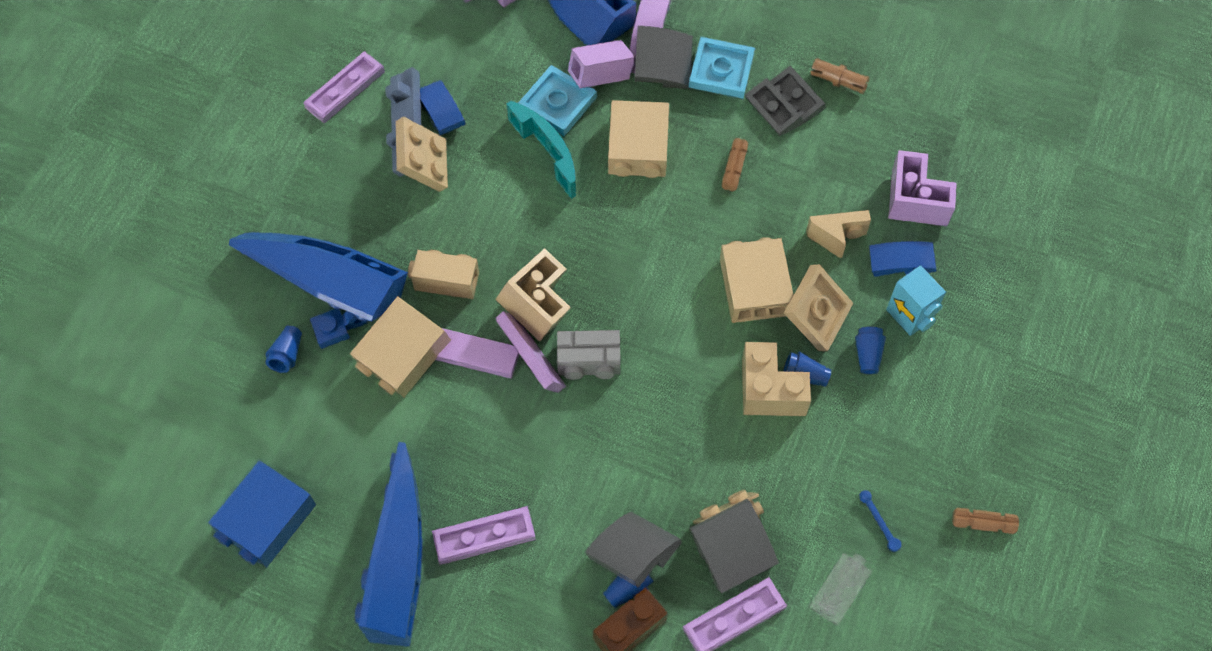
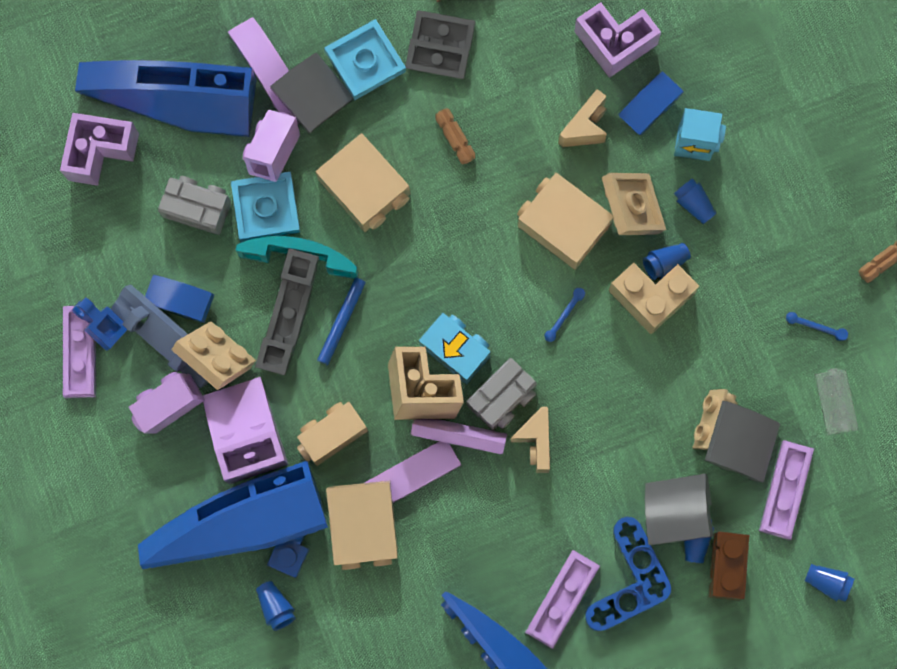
camera: 40 degrees left, 15 degrees up
(359, 158) = (166, 403): none -> lavender brick
(373, 79) = (103, 325): none -> blue plate
(387, 221) = (244, 431): none -> lavender slope
(501, 177) = (288, 312): none -> dark grey slope
(512, 61) = (195, 205): none -> light grey brick
(530, 213) = (341, 321): none -> blue bar
(546, 580) = (638, 589): none -> blue beam
(586, 401) = (536, 431): none -> tan slope
(588, 294) = (455, 347): none -> medium azure brick
(716, 340) = (578, 294): none -> blue hinge

